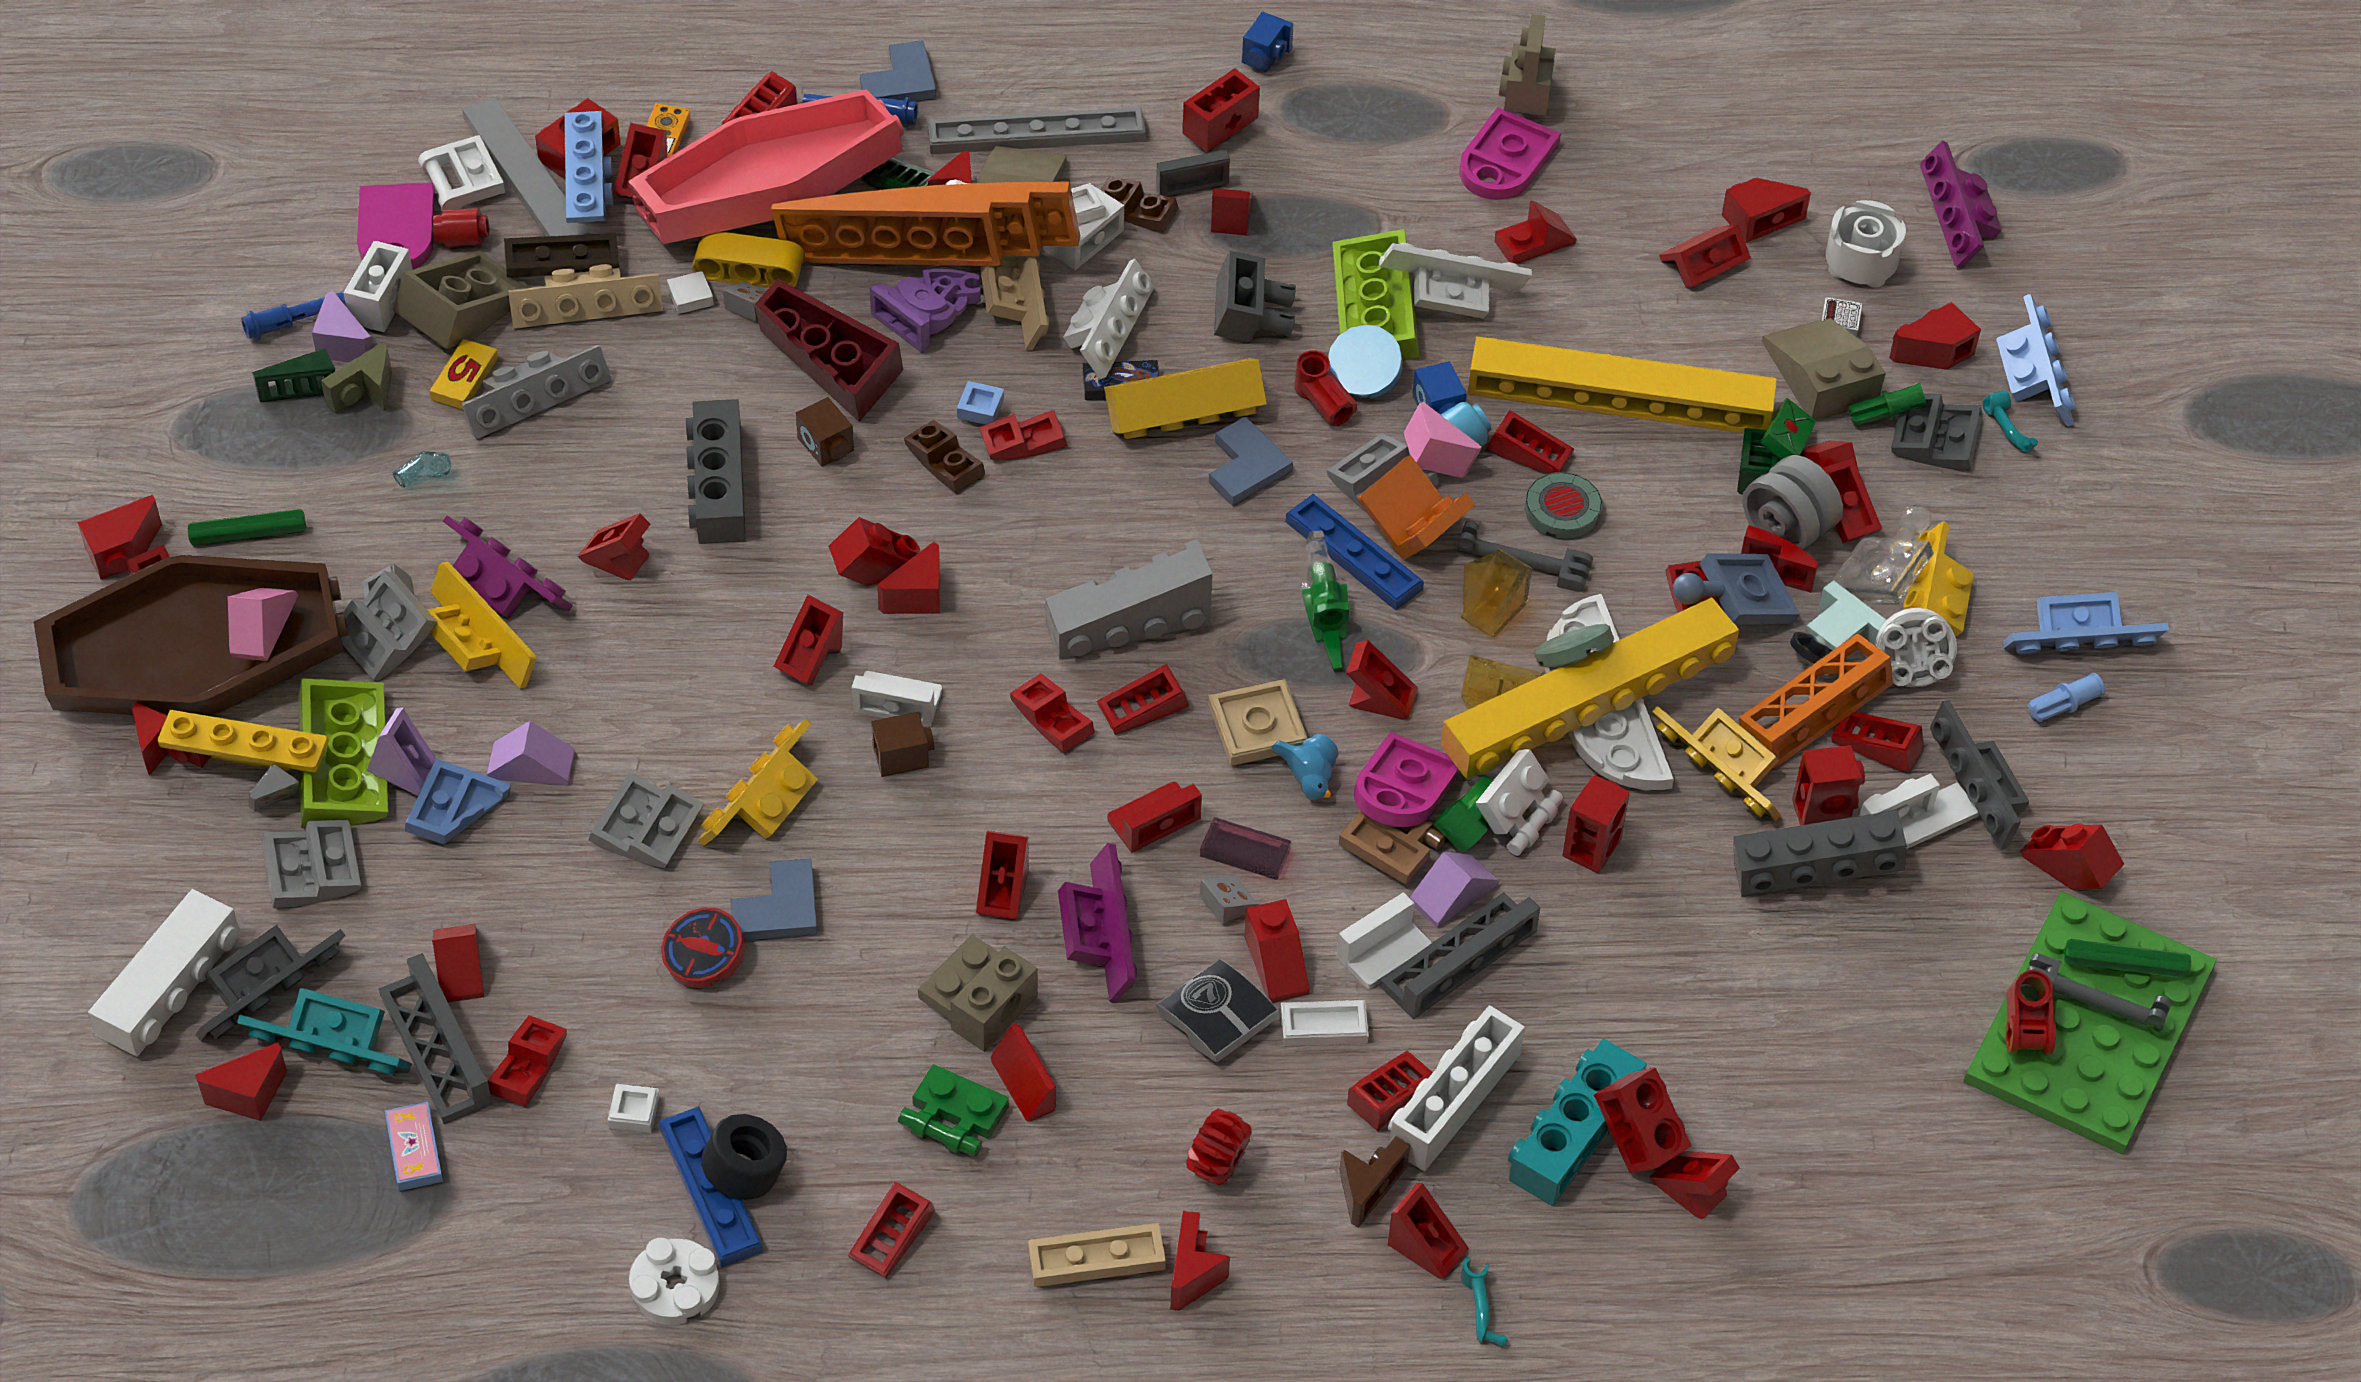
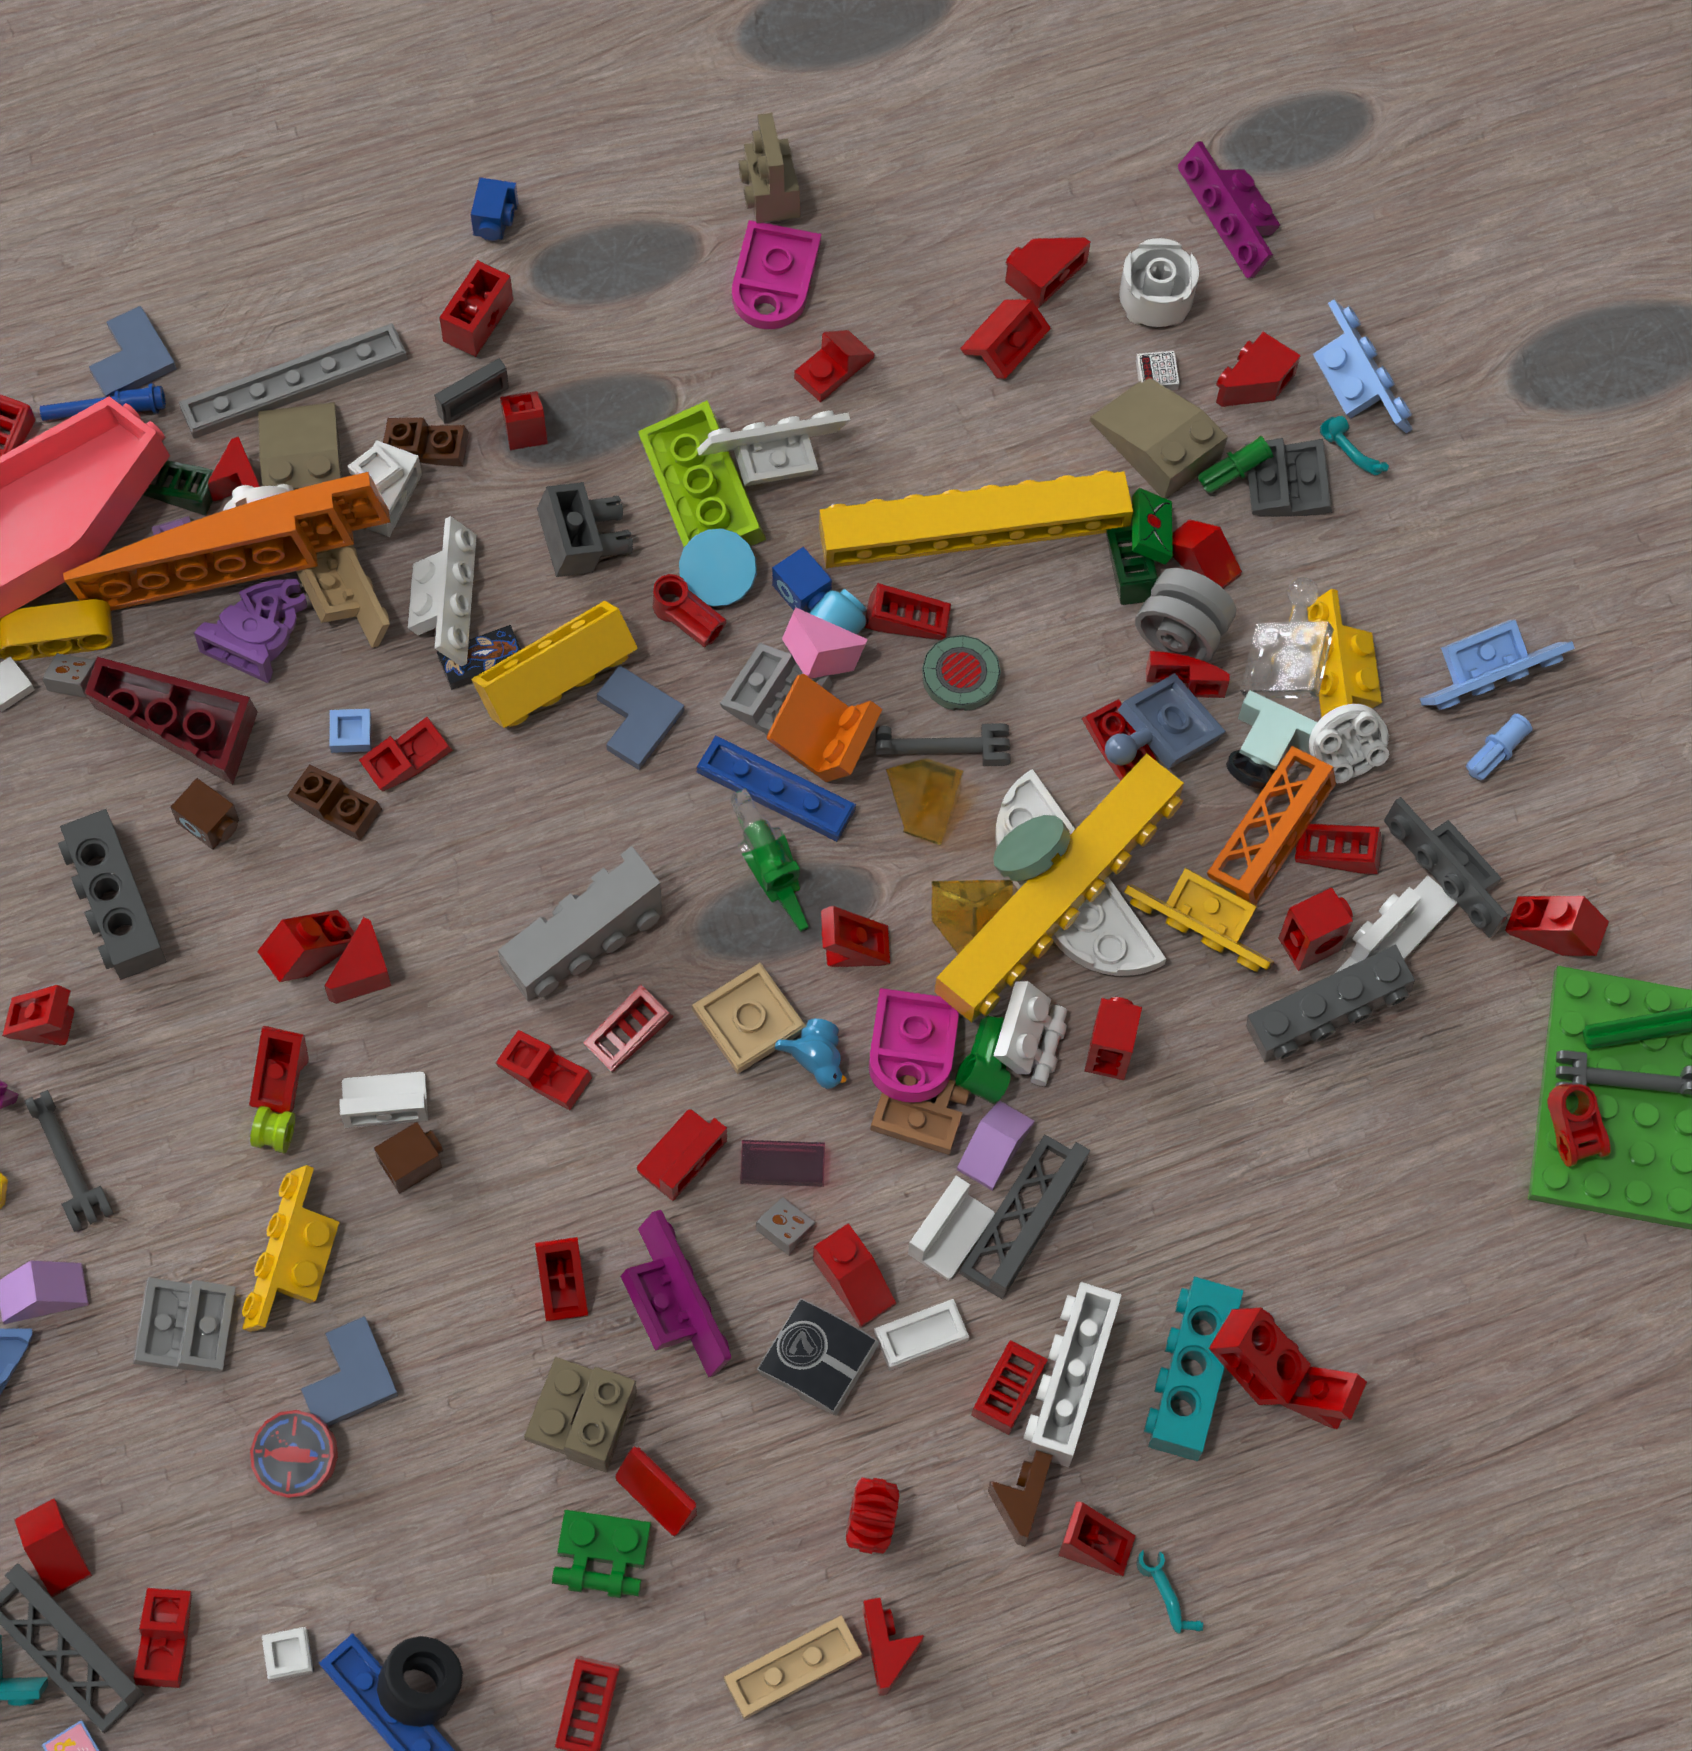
camera: 20 degrees left, 15 degrees up
(596, 697) = (83, 1199): none -> dark grey hinge
(786, 688) = (272, 1129): none -> lime wheel
(1858, 512) = (1249, 601): red slope -> none

